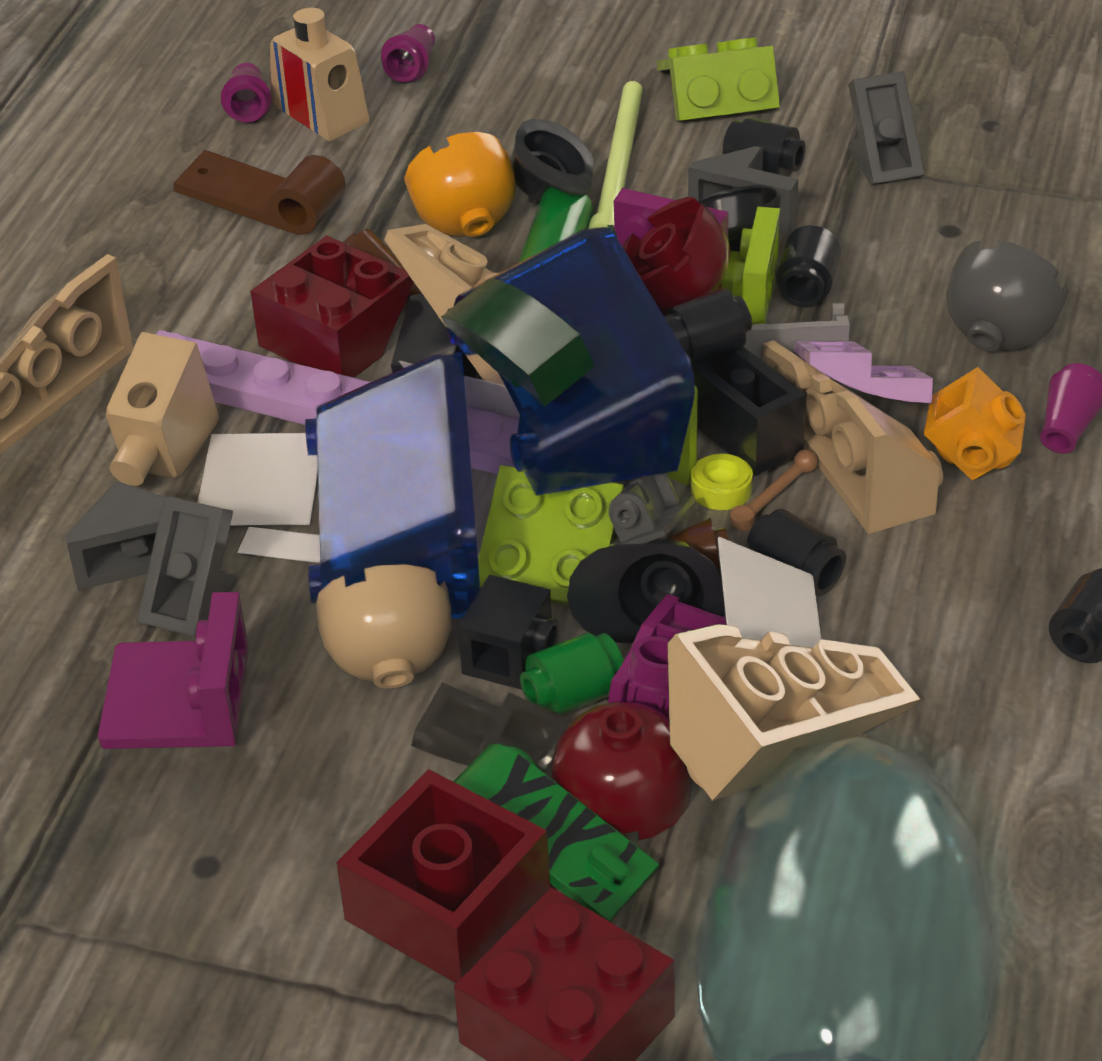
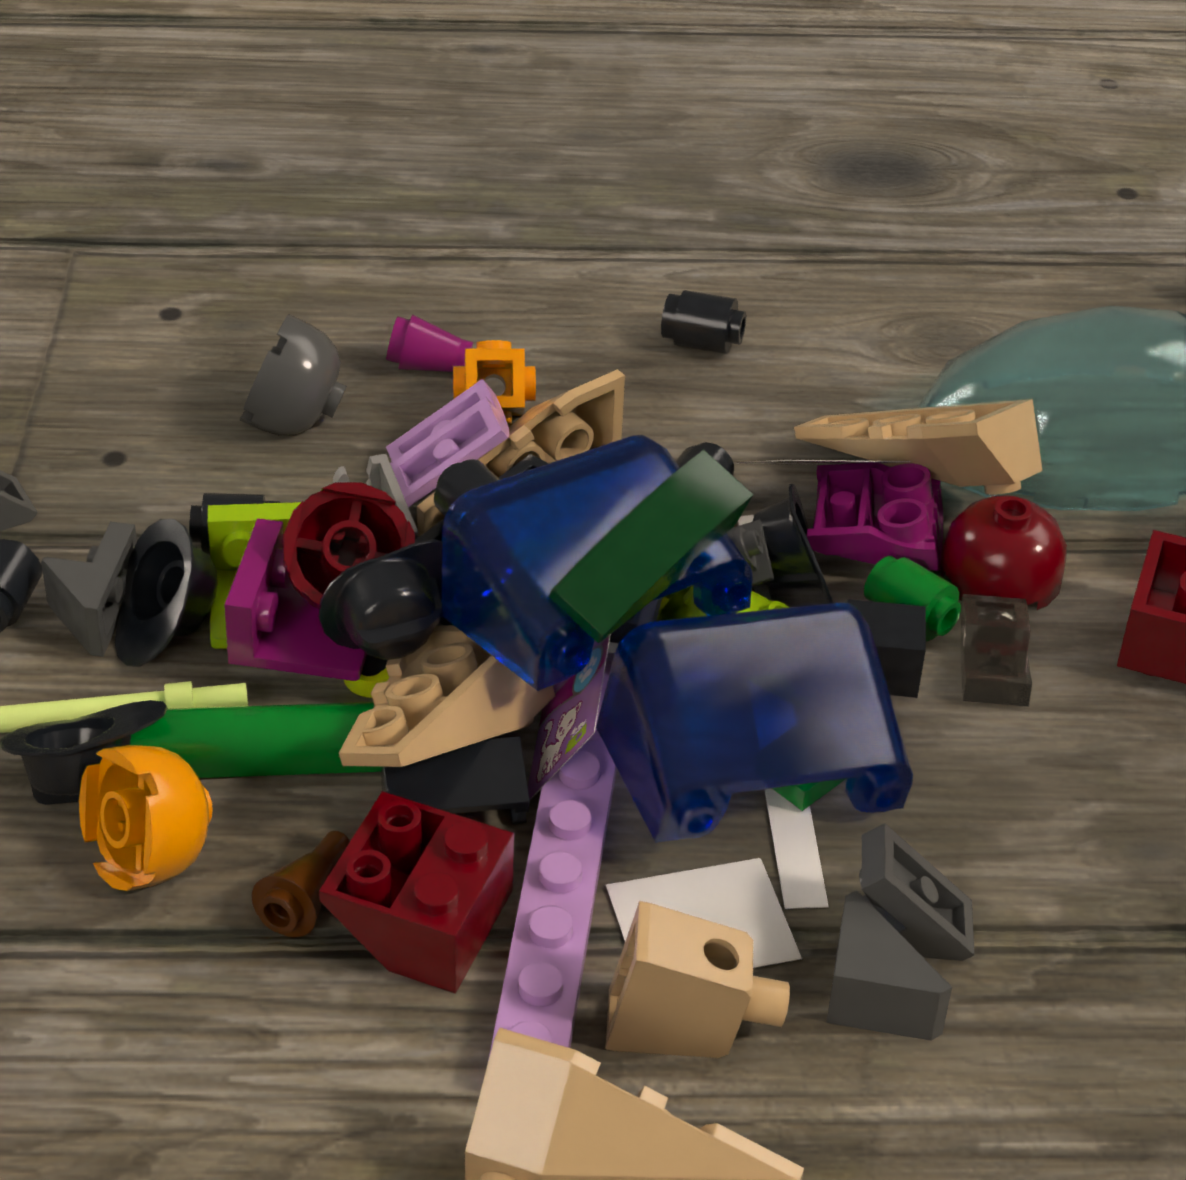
camera: 110 degrees left, 0 degrees up
(179, 688) = (1059, 860): magenta bracket -> none
(285, 203) = (149, 1028): reddish brown door -> none
(386, 624) = (940, 711): tan cylinder -> none
(582, 847) = (1090, 597): green door -> none

